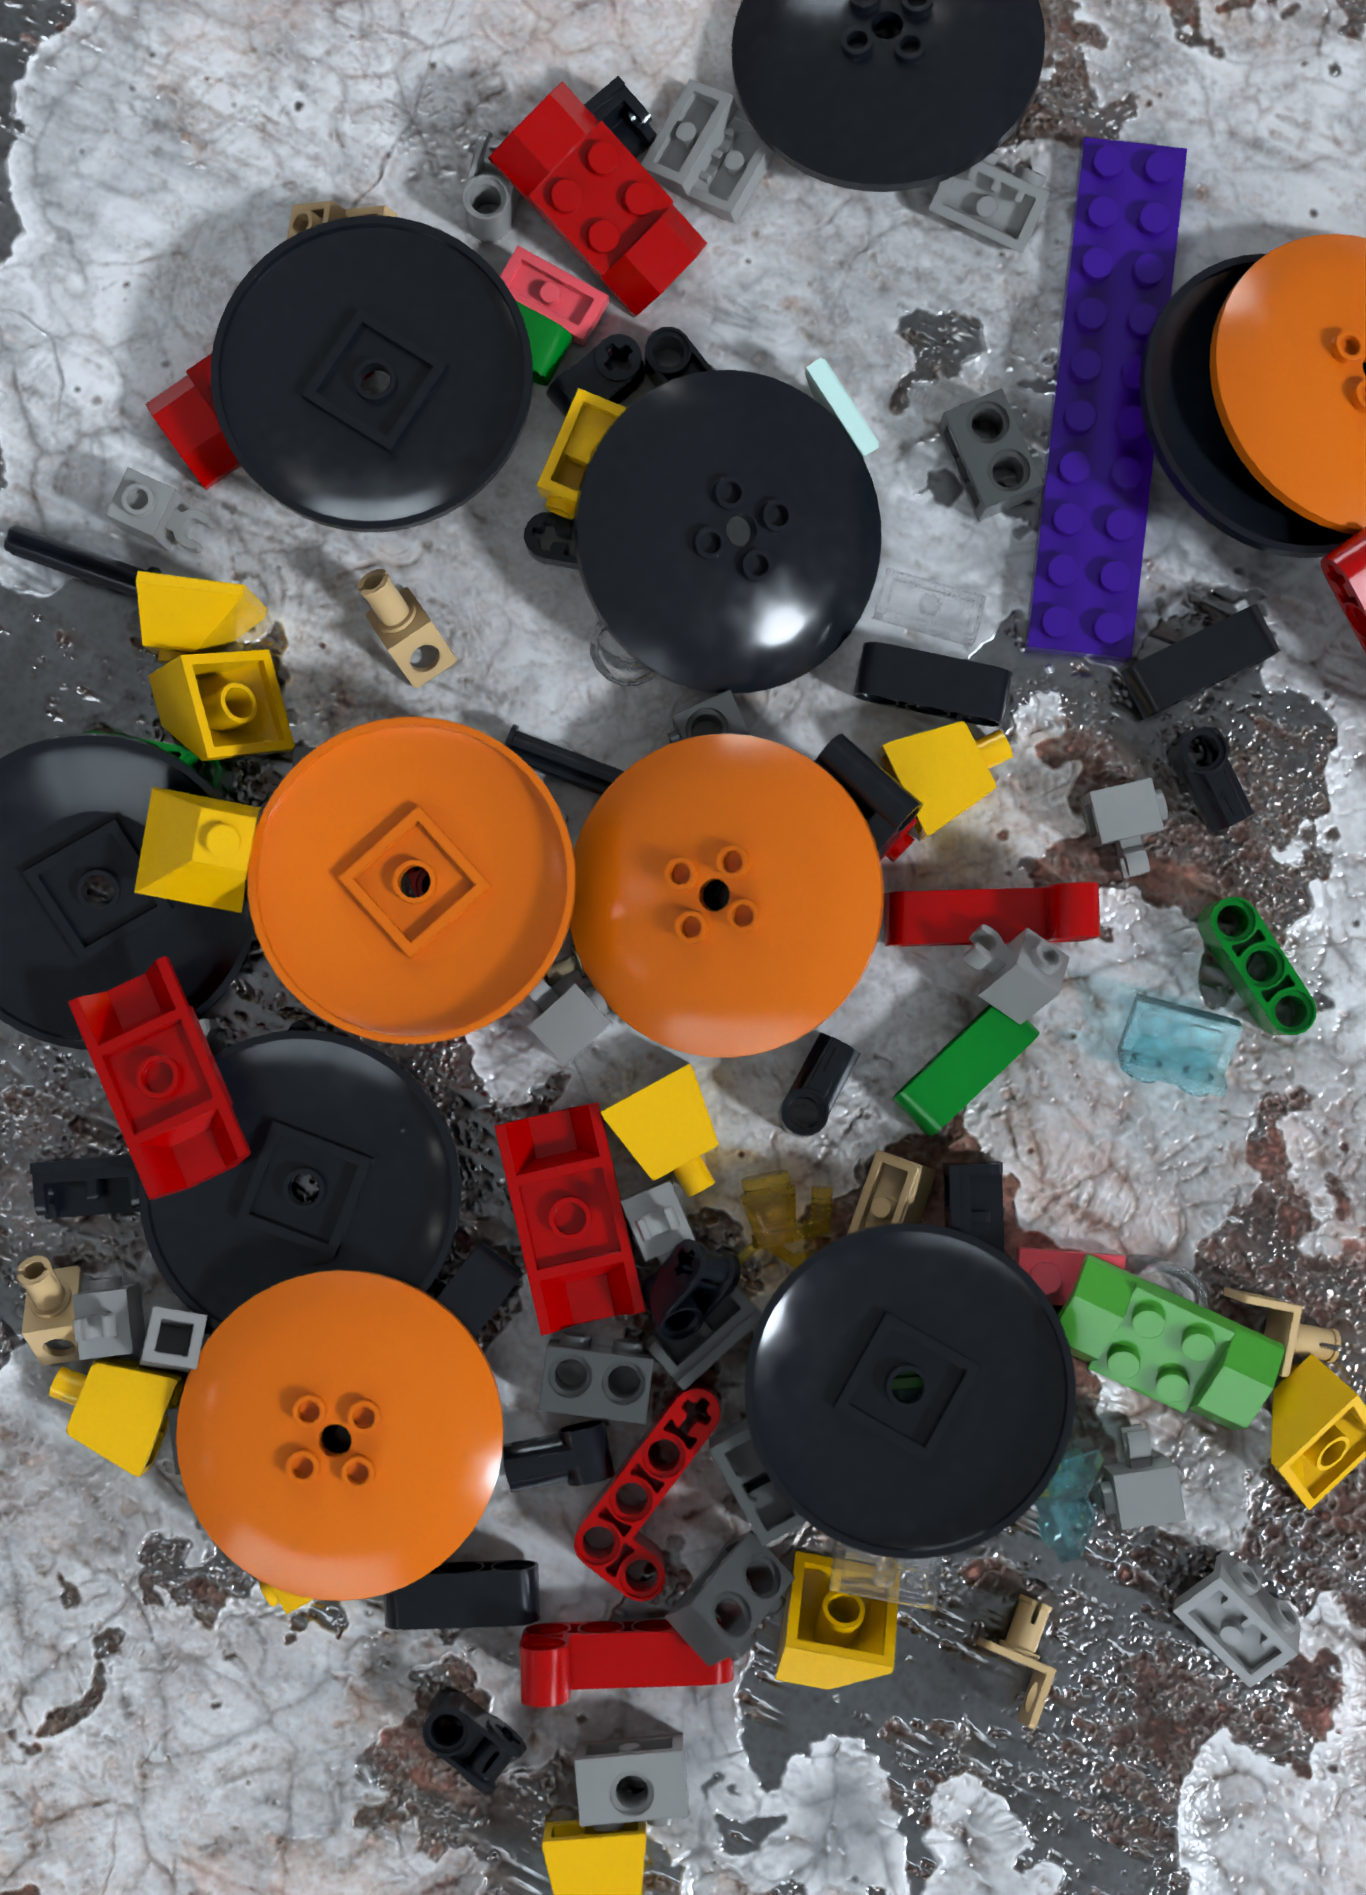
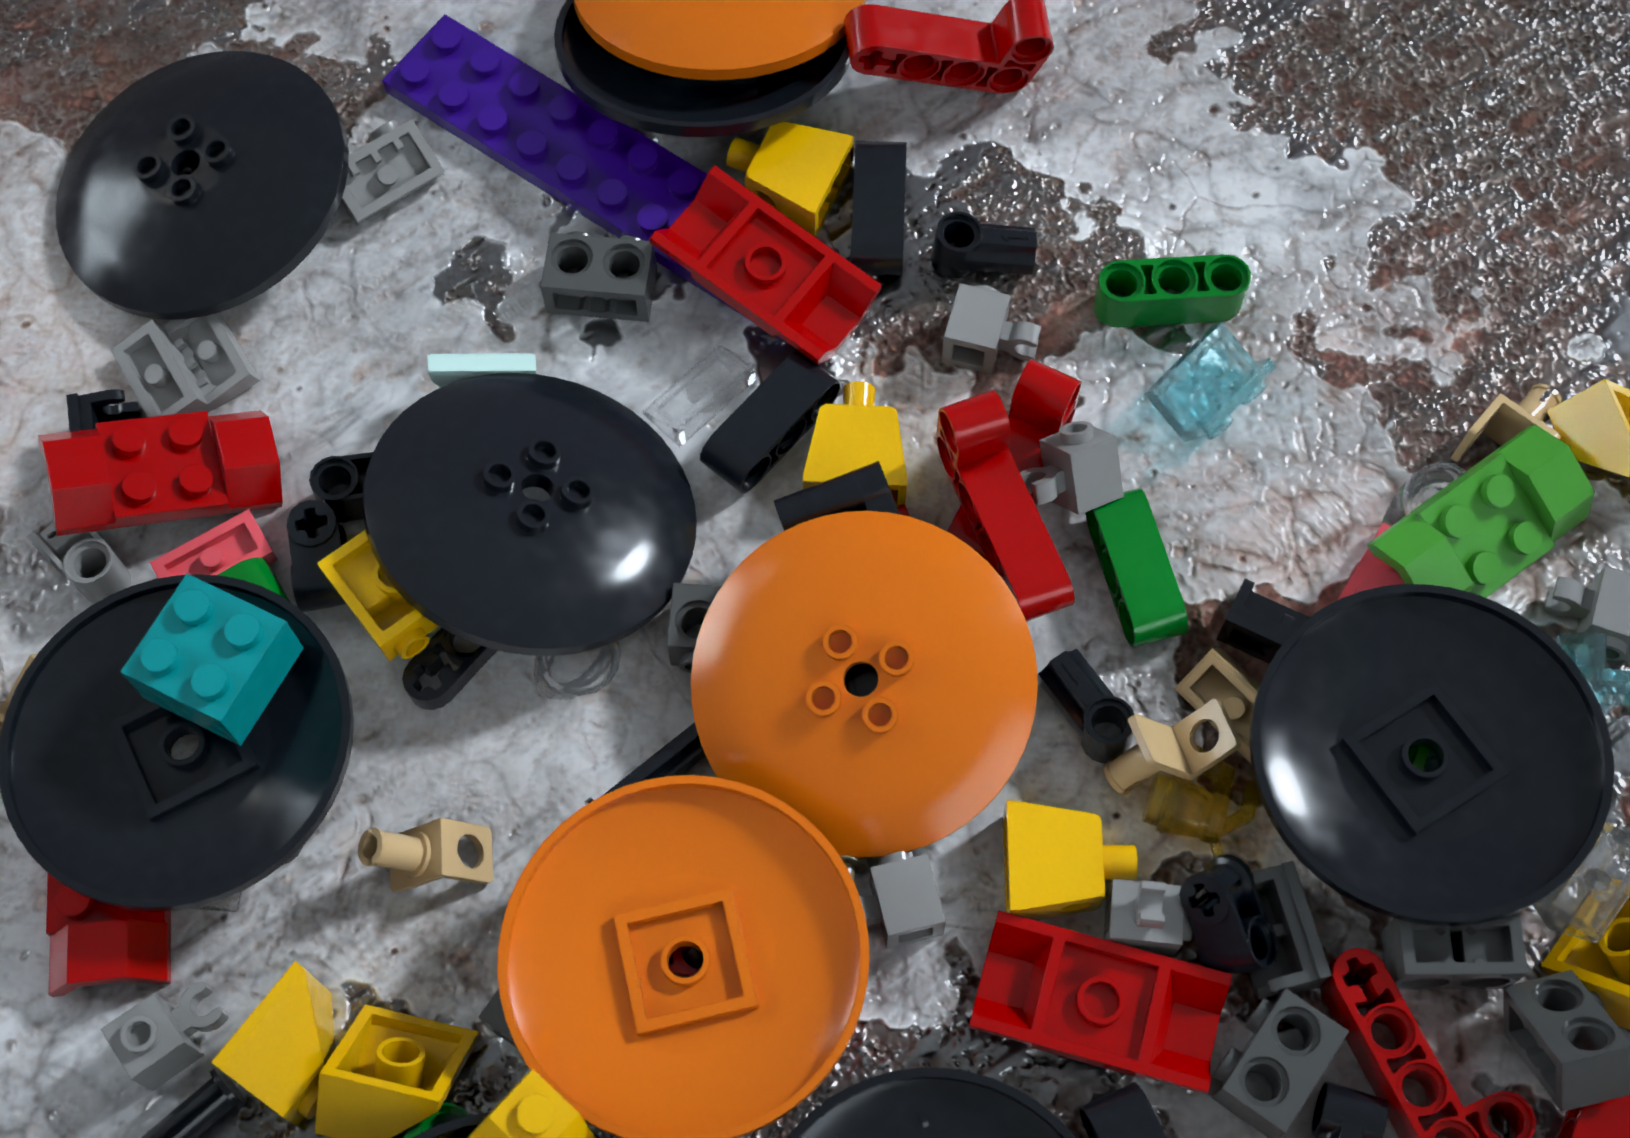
camera: 65 degrees left, 20 degrees down
(438, 363) = (213, 659): none -> teal brick
(811, 1174) = (1171, 748): none -> tan bracket
(939, 931) = (1014, 539): none -> red beam
(1072, 598) = (768, 267): none -> red piece
(1192, 569) = (796, 170): none -> yellow torso

